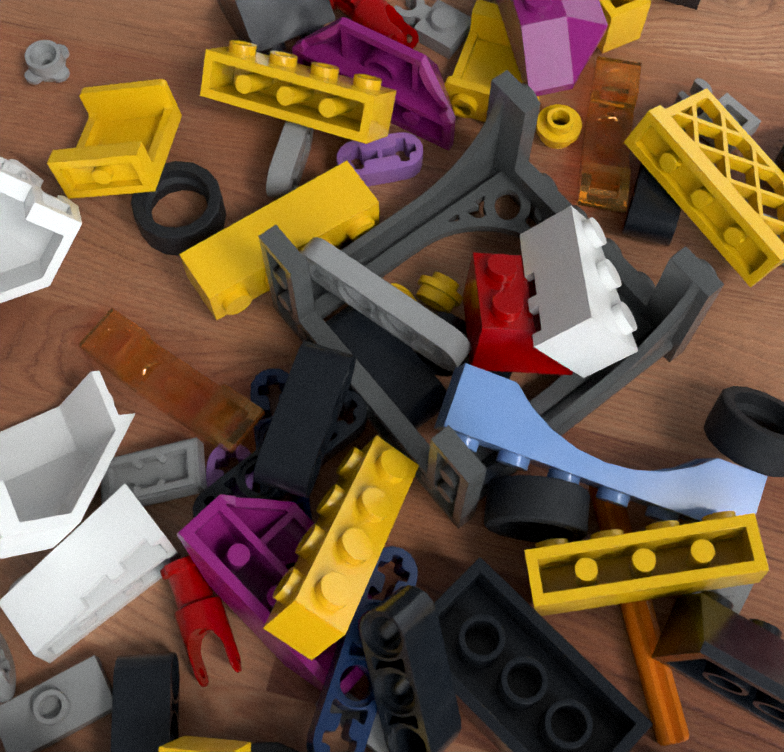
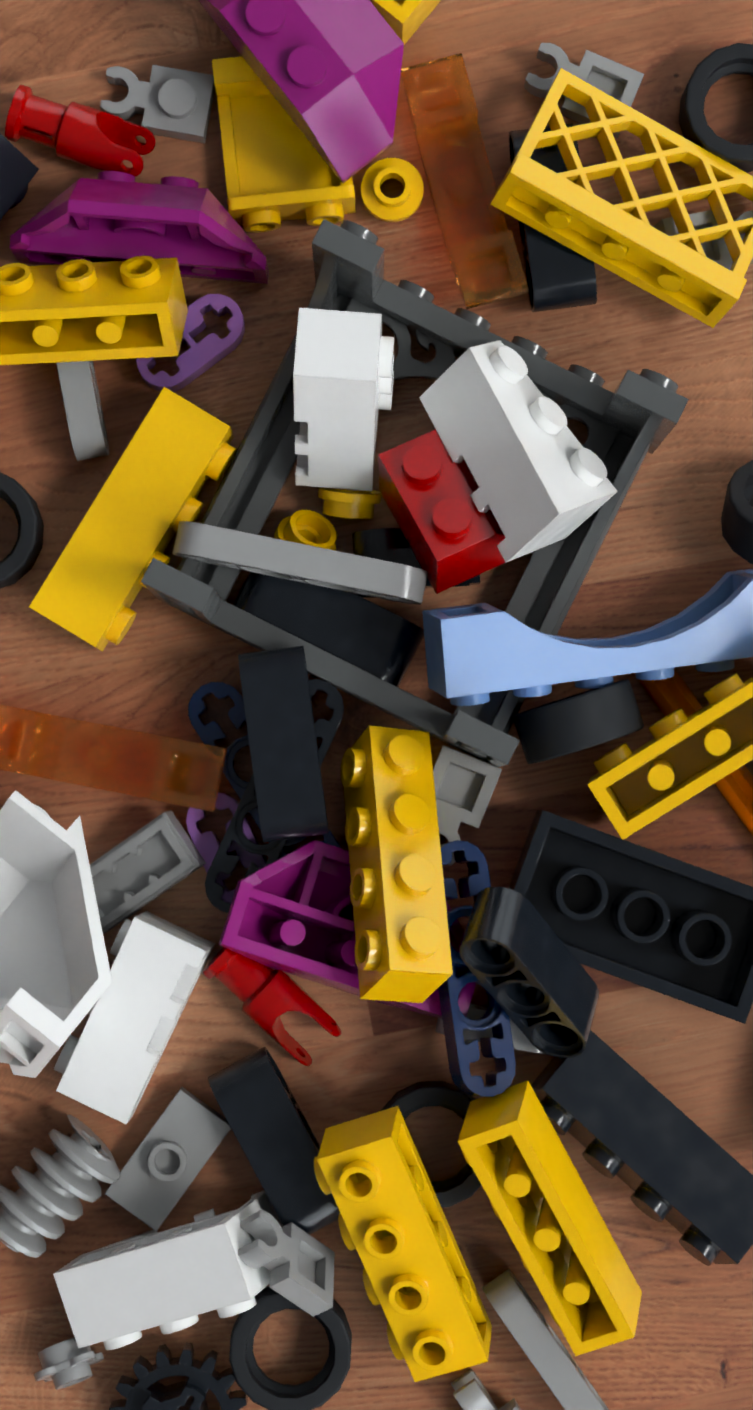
camera: 30 degrees left, 20 degrees up
(422, 528) = (461, 791): none -> light grey plate
(469, 192) = (338, 387): none -> white wedge

